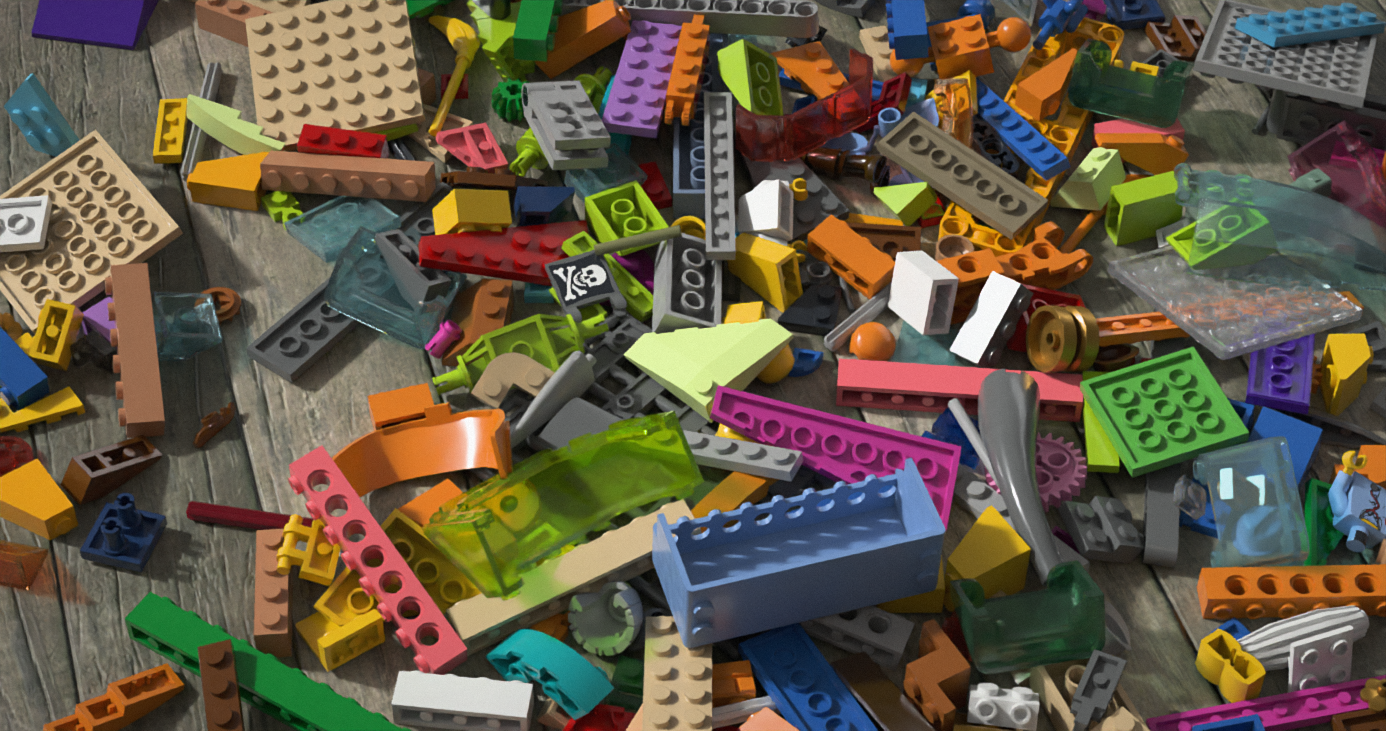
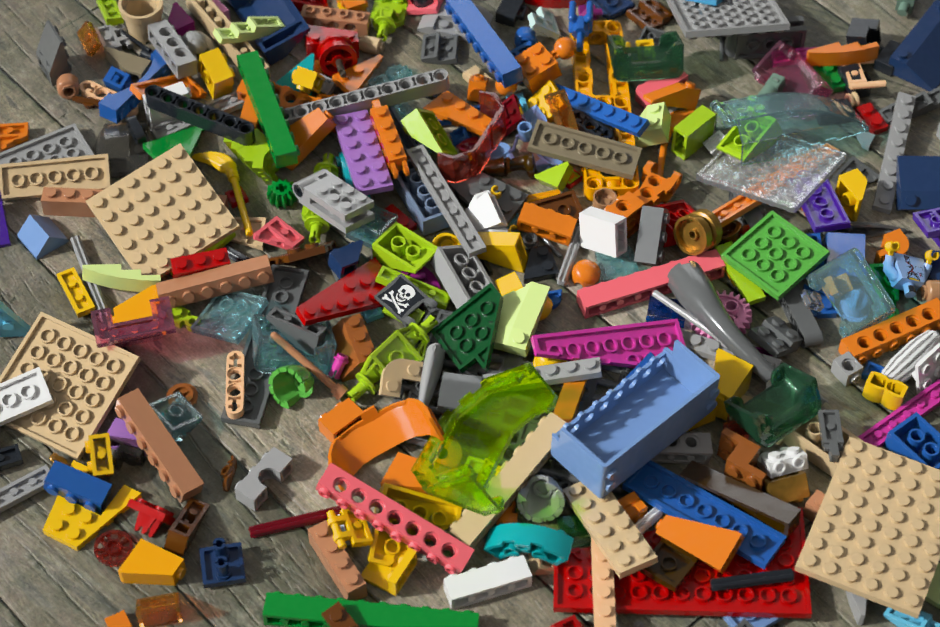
camera: 25 degrees left, 5 degrees up
(65, 434) = (150, 516): none -> red plate
(176, 49) = (41, 235): none -> medium blue slope
(195, 197) = (136, 330): none -> clear pink windscreen
(271, 434) = (272, 466): none -> light grey arch
(285, 310) = (238, 384): none -> light nougat beam
(363, 339) = (290, 384): none -> bright green hair
(422, 368) = (336, 389): none -> nougat piece
(472, 211) = (311, 281): yellow brick -> none
(638, 240) = (425, 260): olive bar -> none
(645, 353) = (471, 330): none -> dark green wing
(871, 45) = (476, 83): none -> orange bracket
(1044, 90) = (599, 78): orange slope -> none
(1190, 615) = (847, 369): none -> light grey brick

